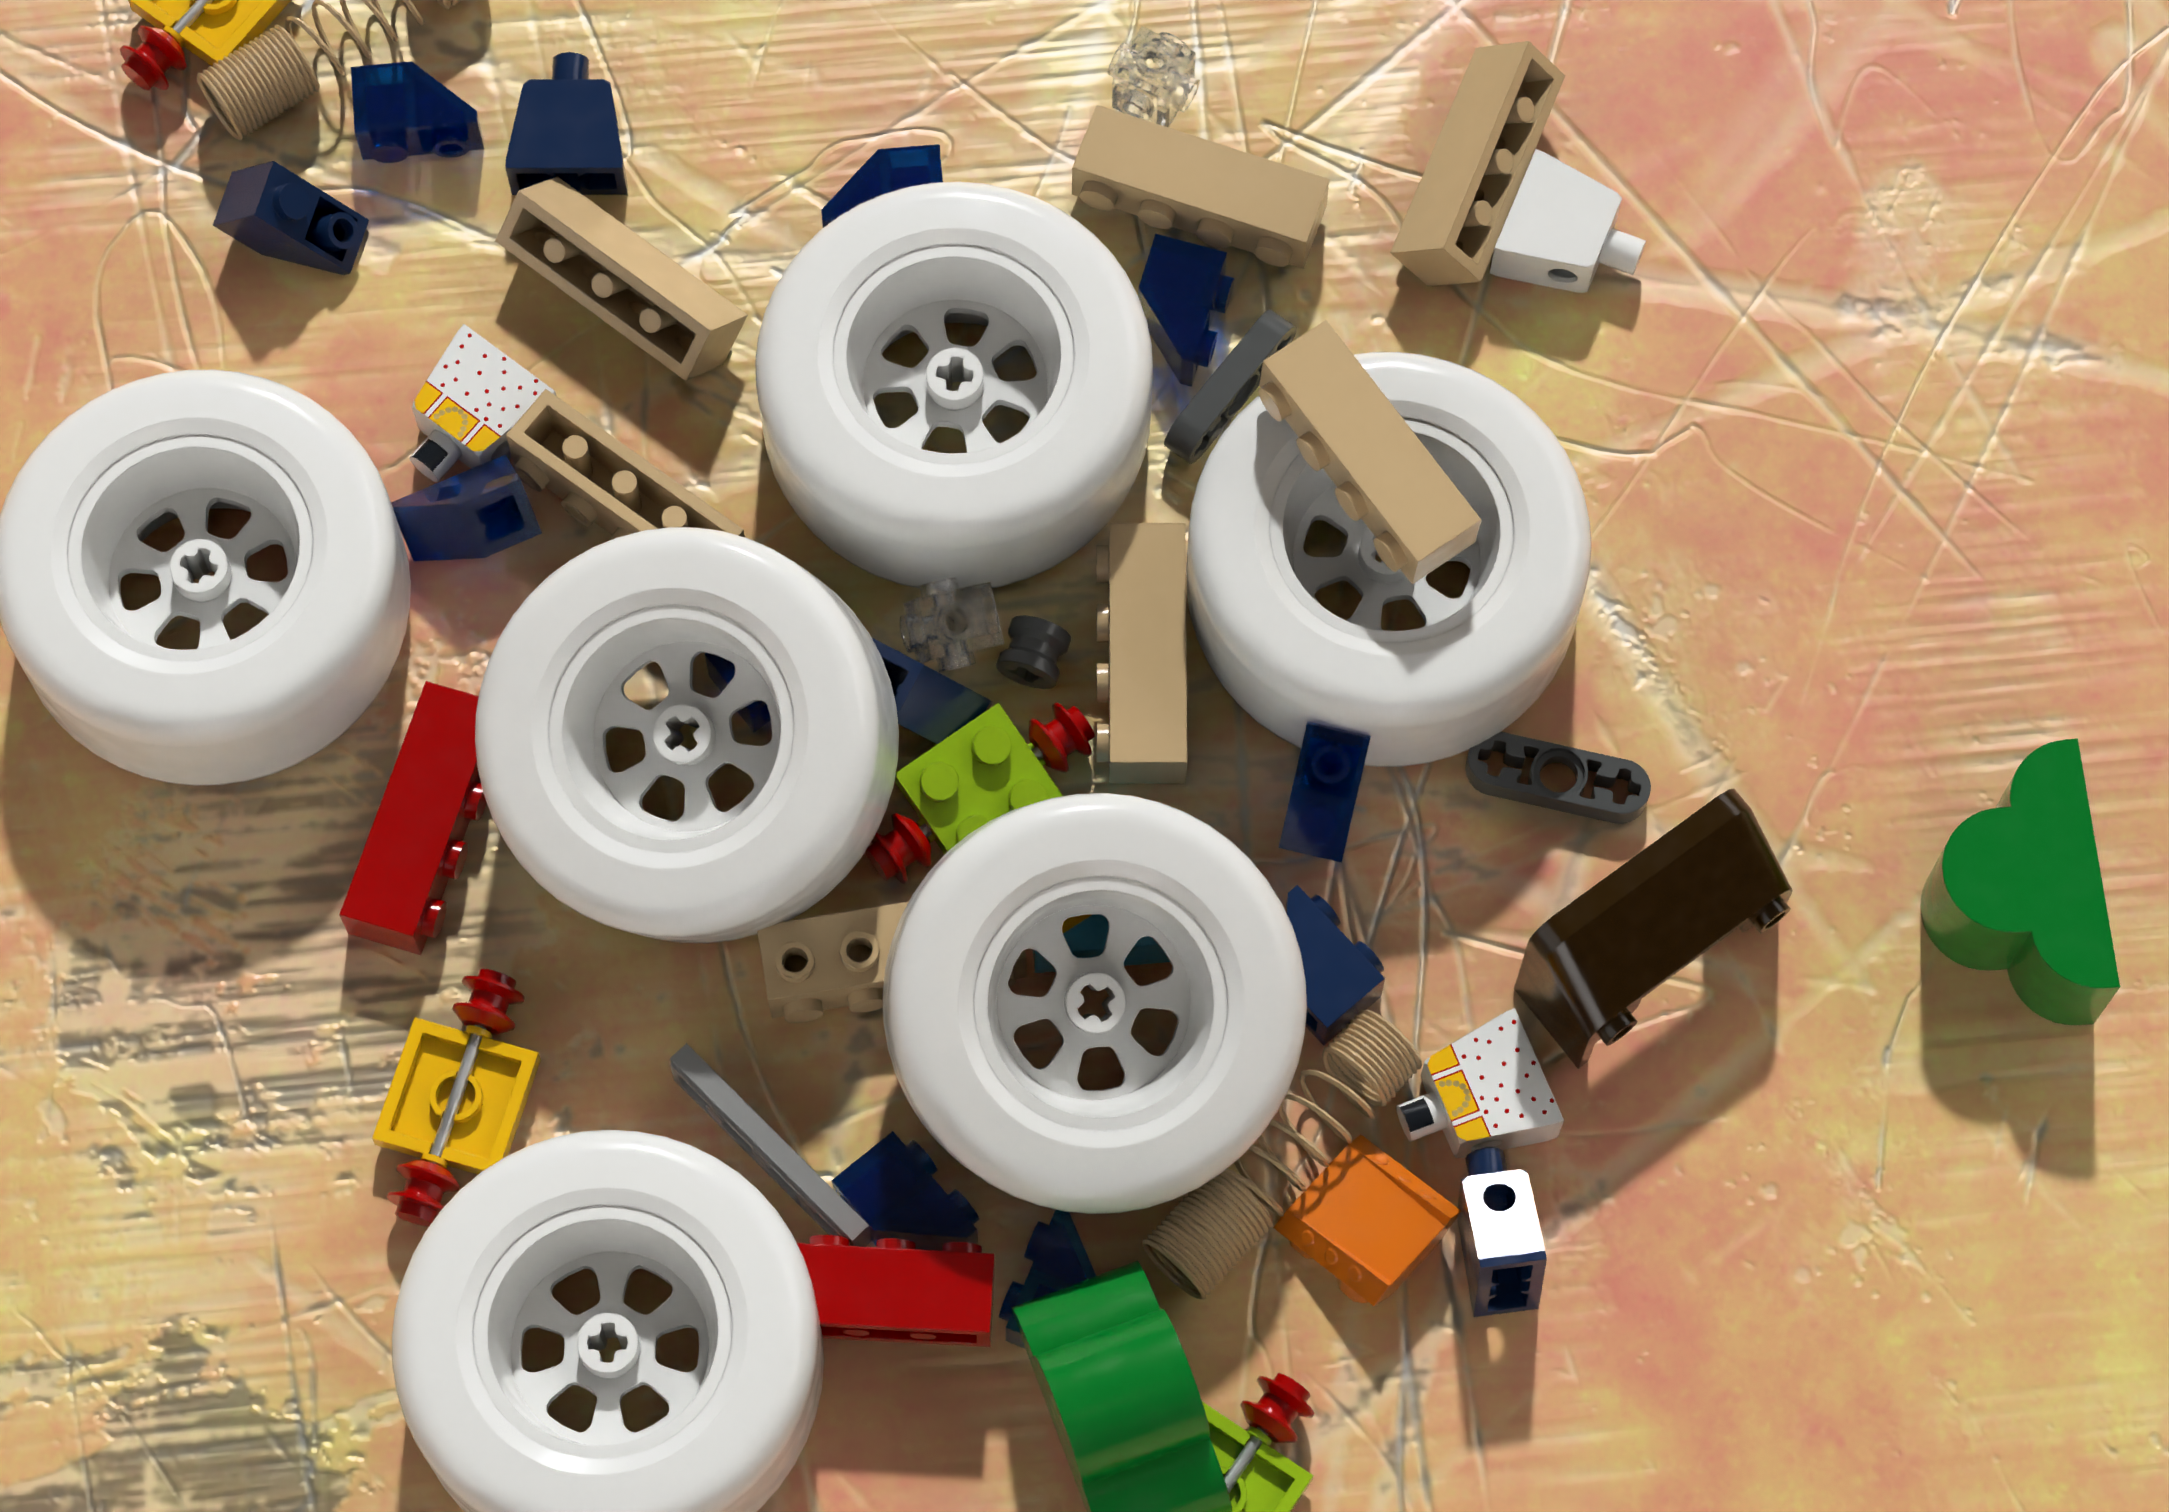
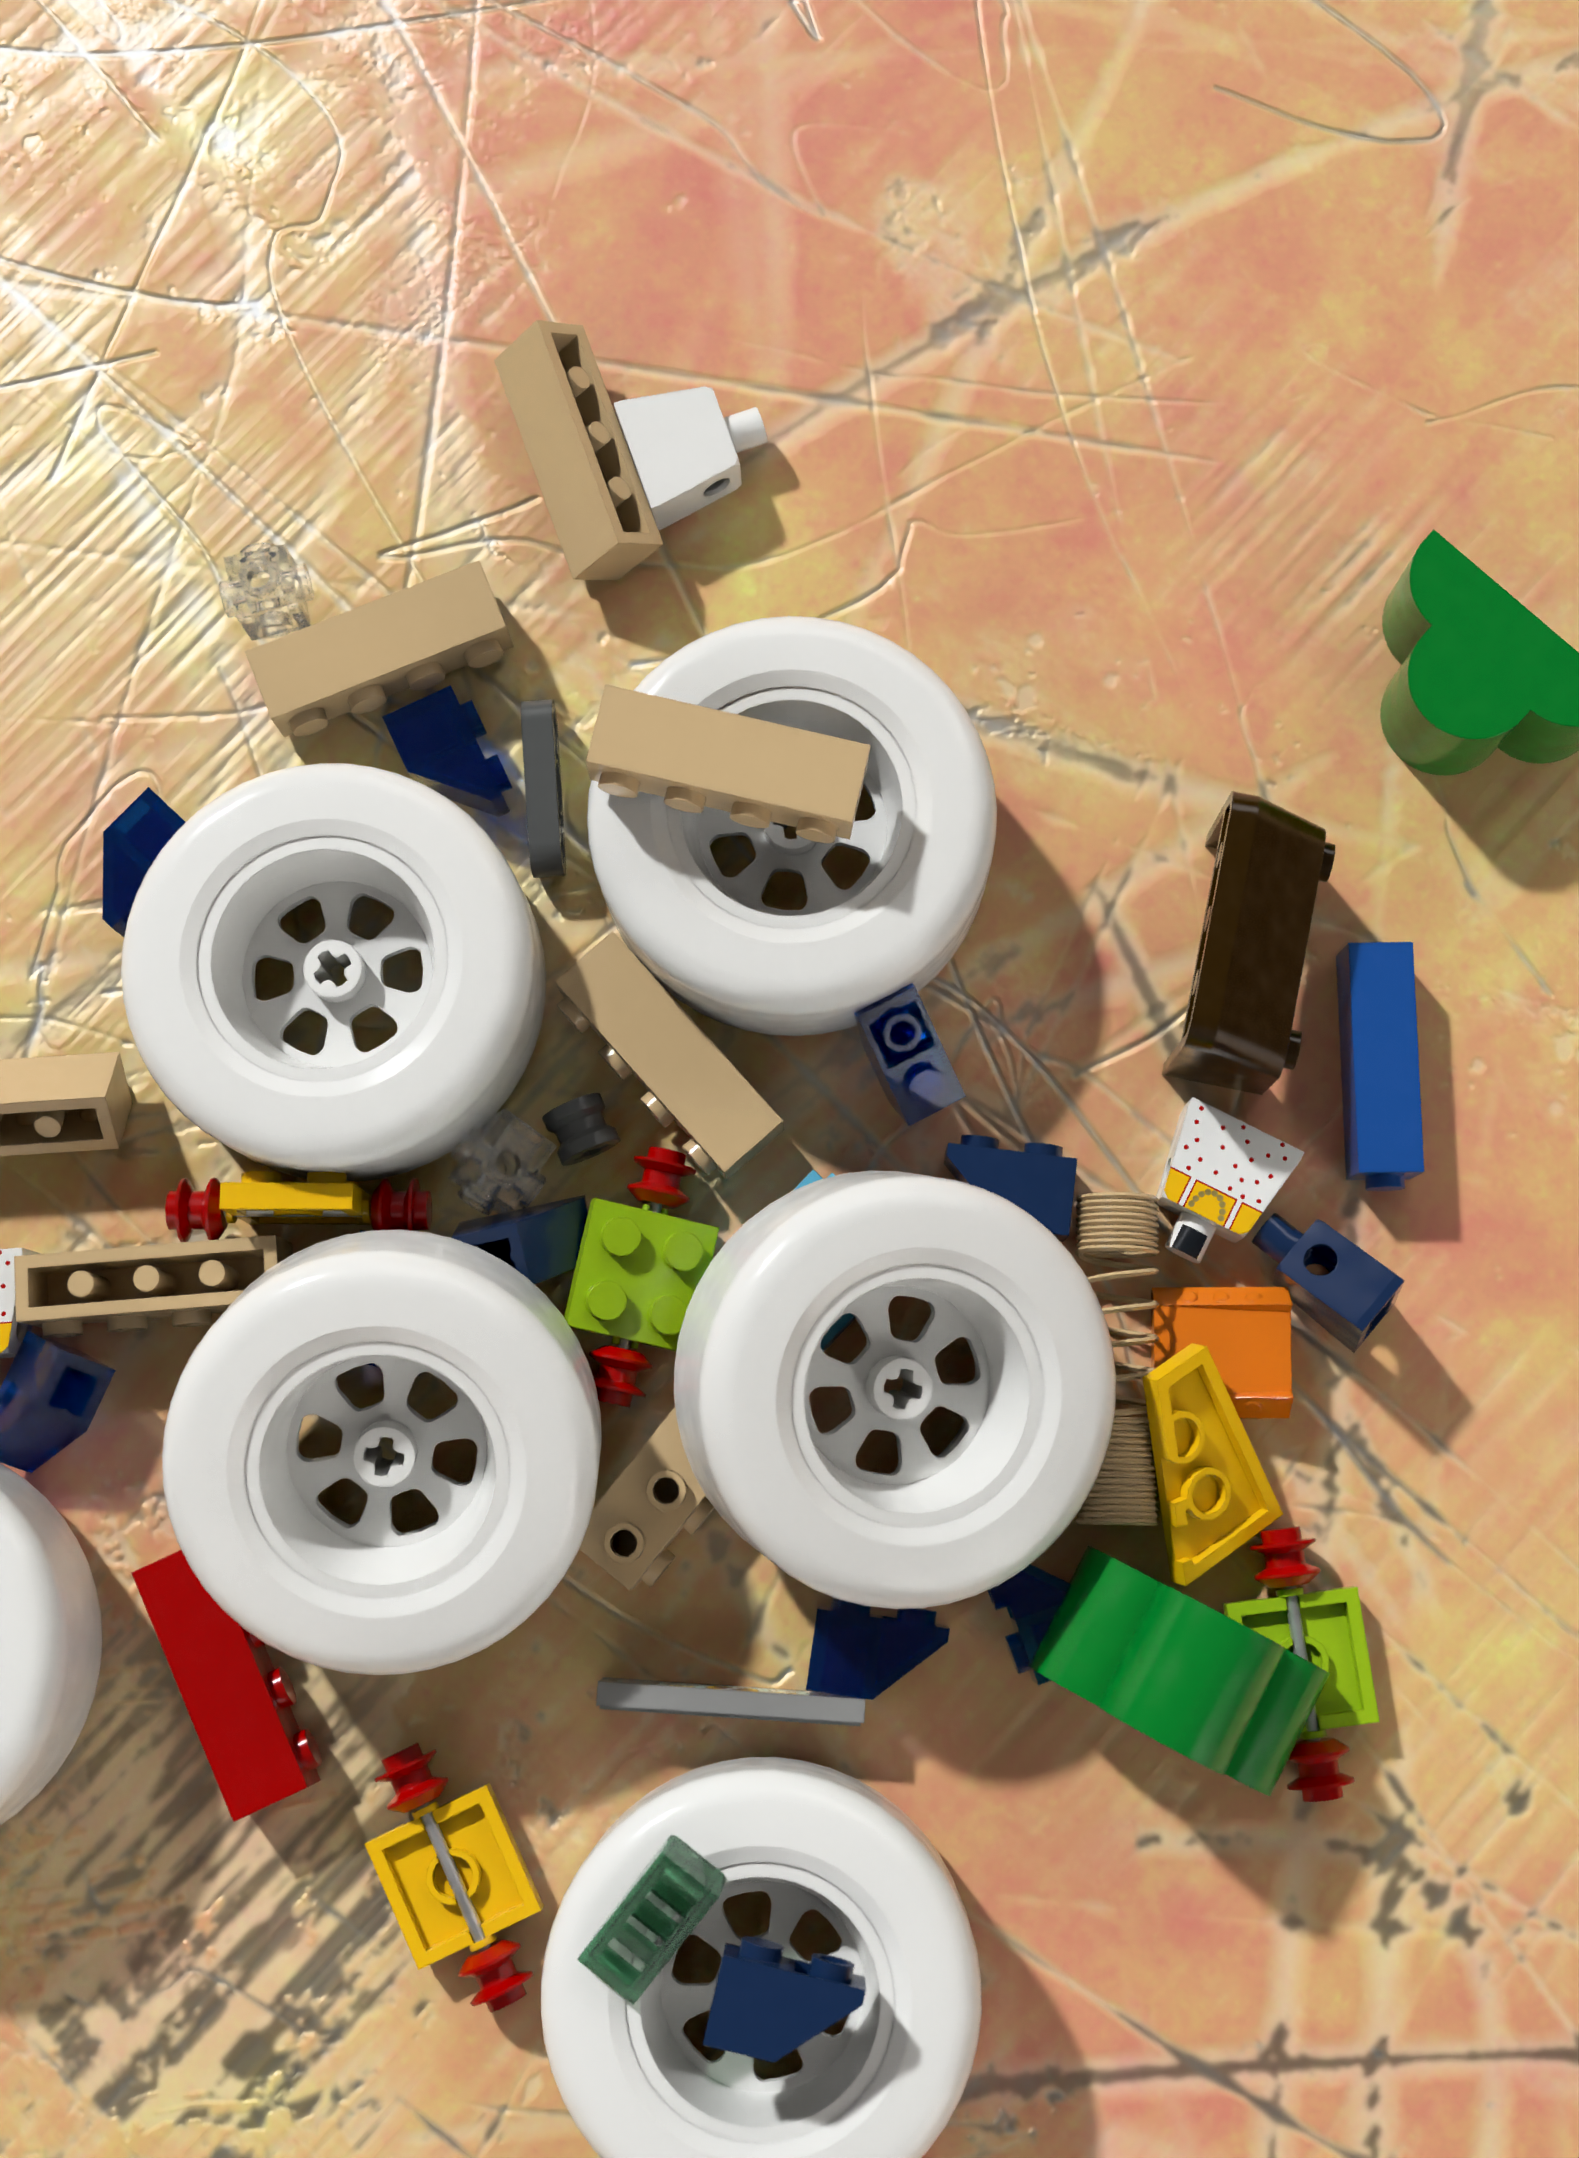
camera: 35 degrees left, 10 degrees up
(612, 1326) = (777, 2003): none -> dark blue slope
(638, 1192) = (689, 1872): none -> clear green slope
(772, 518) = (269, 1200): none -> plate
(902, 1291) = (935, 1730): red brick -> none
(1277, 1281) = (1204, 1465): none -> yellow wing
(1578, 760) = (1103, 878): dark grey beam -> none
(1686, 1114) = (1379, 1064): none -> blue brick

